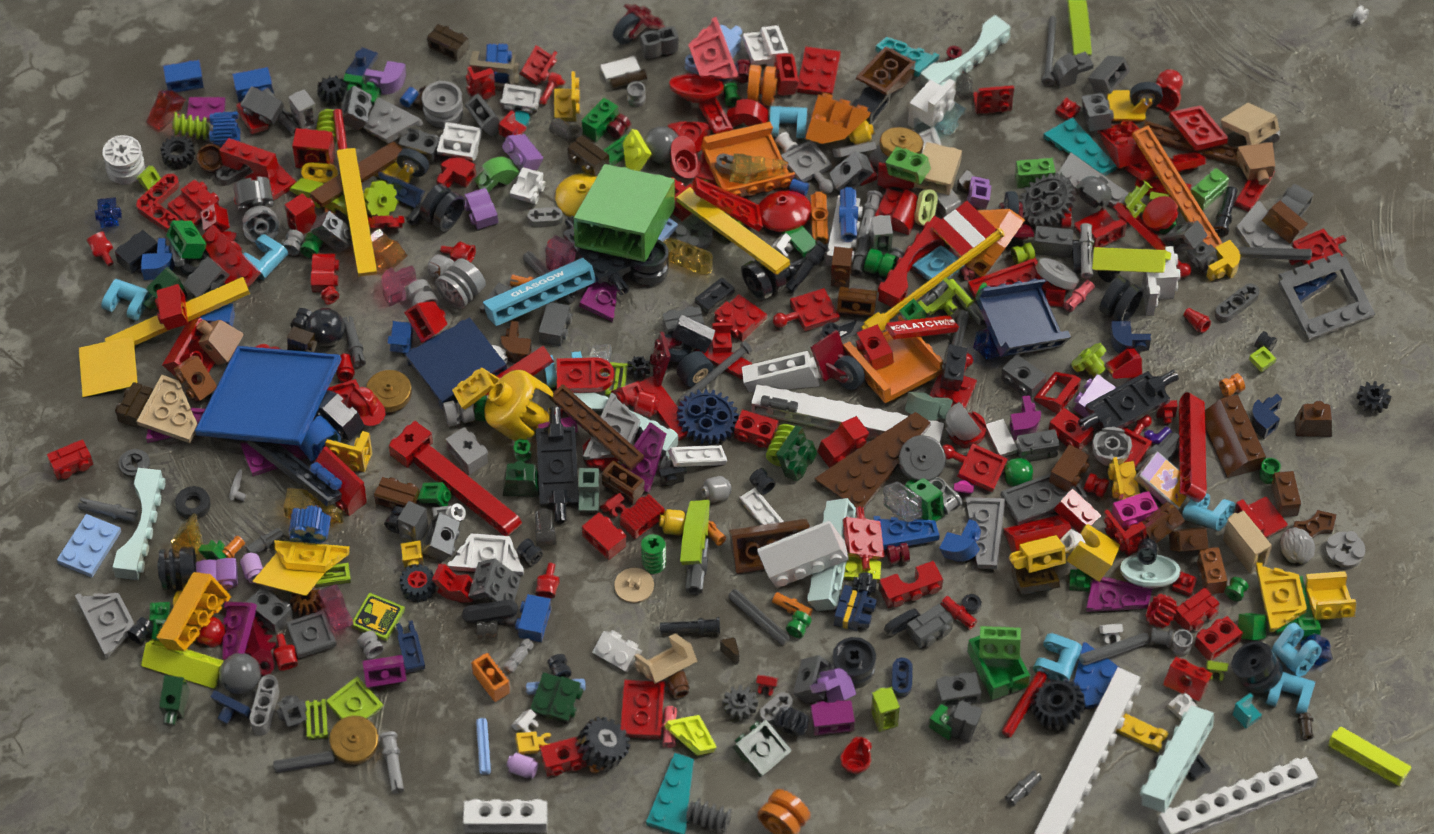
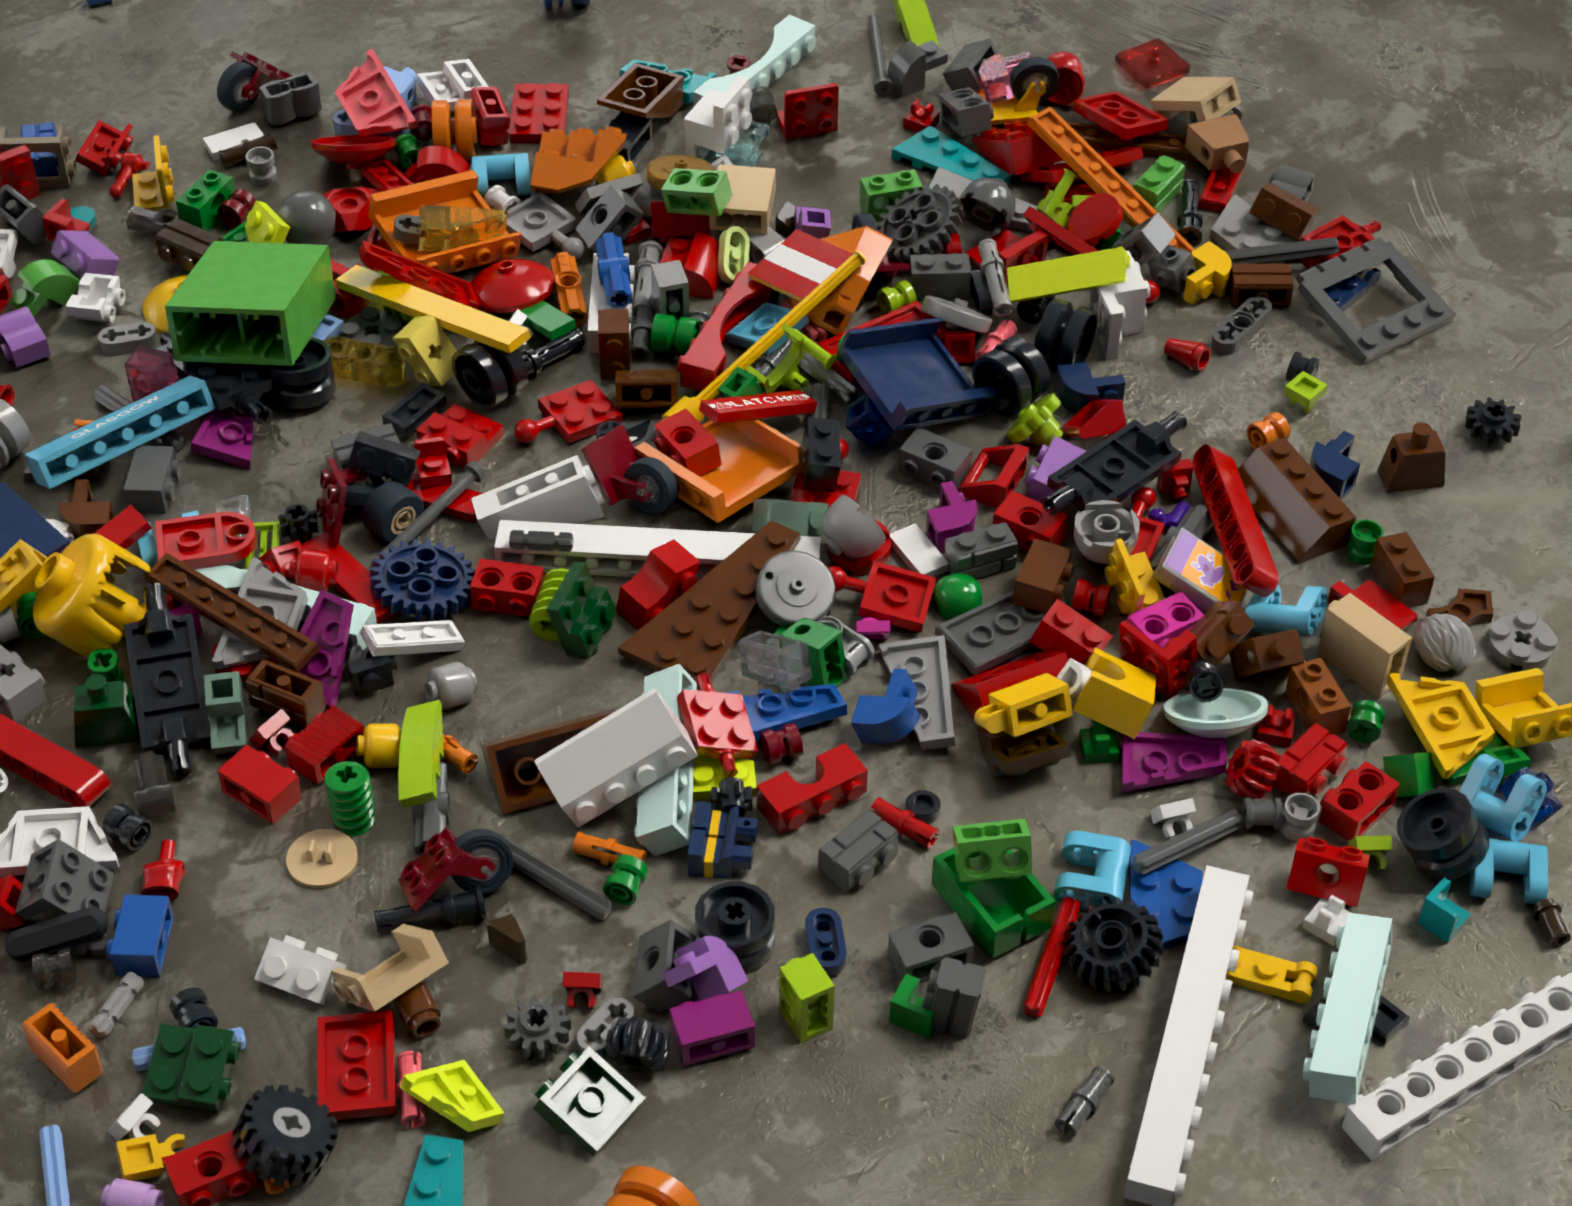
camera: 10 degrees left, 10 degrees down
(520, 98) = (80, 189): white bracket -> none
(684, 157) = (342, 230): red piece -> none
(715, 601) = (471, 860): none -> dark red plate
(726, 257) = (426, 350): none -> light yellow brick
(759, 508) = (528, 705): white tile -> none
(762, 481) = (531, 665): black wheel -> none
(799, 186) = (531, 252): blue hinge -> none
(812, 259) = (565, 339): black pin -> none
(856, 756) = (768, 1089): red hair -> none
(900, 622) = (804, 852): black tile -> none
(1083, 325) = (1015, 372): none -> black wheel
(1121, 87) = (996, 76): none -> clear pink brick
(1232, 83) = (1152, 63): none -> clear red plate
(1258, 273) = (1262, 280): none -> reddish brown brick

